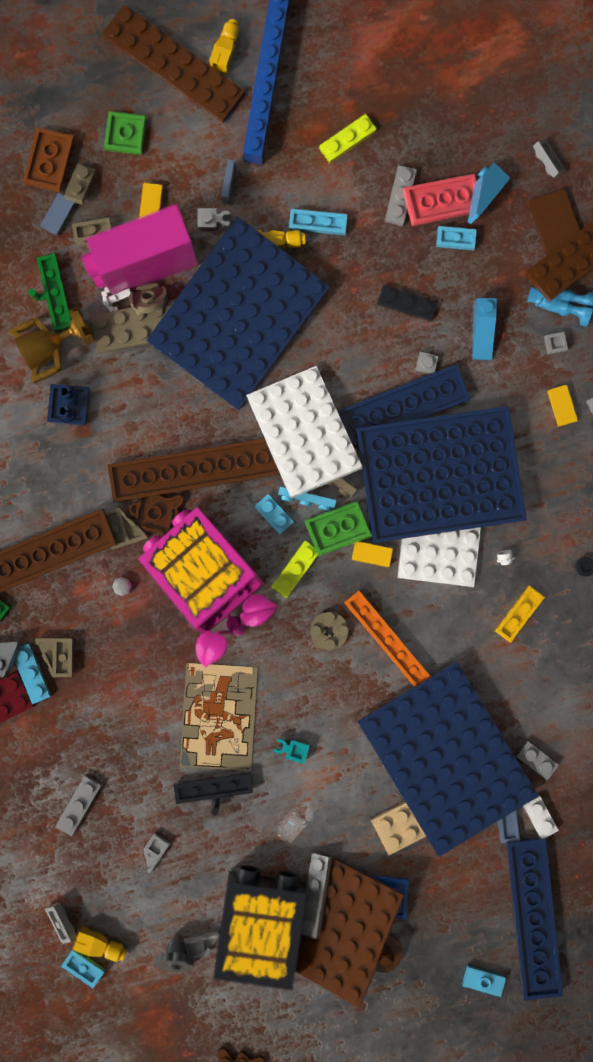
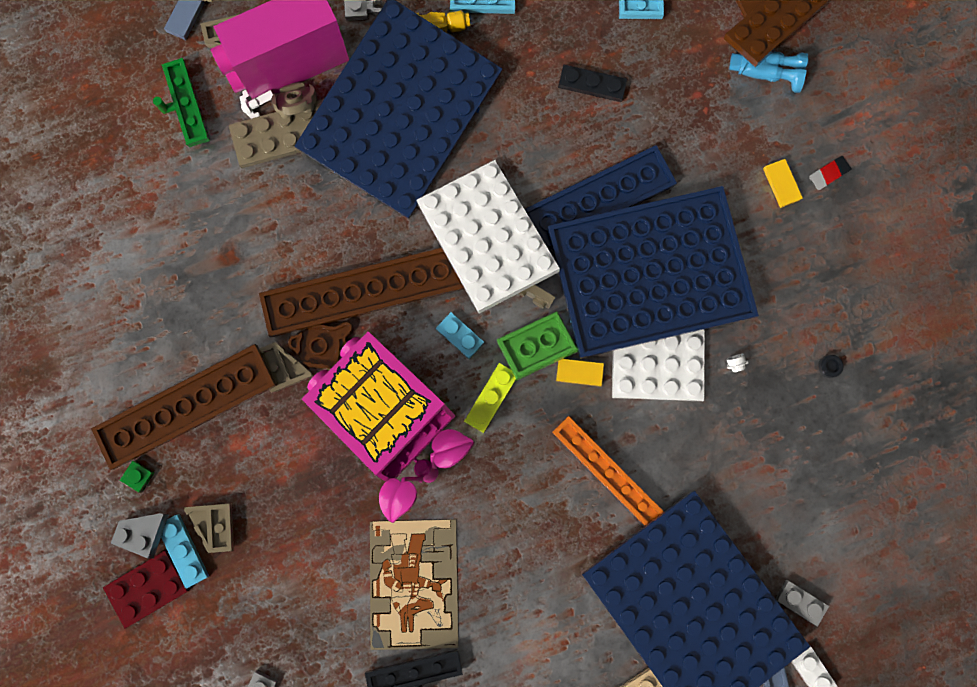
camera: 10 degrees left, 5 degrees down
(42, 346) = (176, 161): pearl gold piece -> none
(68, 404) = (208, 227): dark blue plate -> none
(122, 586) = (286, 435): light grey tile -> none
(296, 750) = (510, 617): teal plate -> none
(308, 499) = (498, 314): medium azure plate -> none
(340, 631) = (538, 481): dark tan plate -> none
(426, 363) = (621, 148): light grey plate -> none
(483, 328) = (683, 102): dark azure slope -> none
(519, 613) = (760, 428): yellow tile -> none
(555, 343) = (767, 113): light grey plate -> none

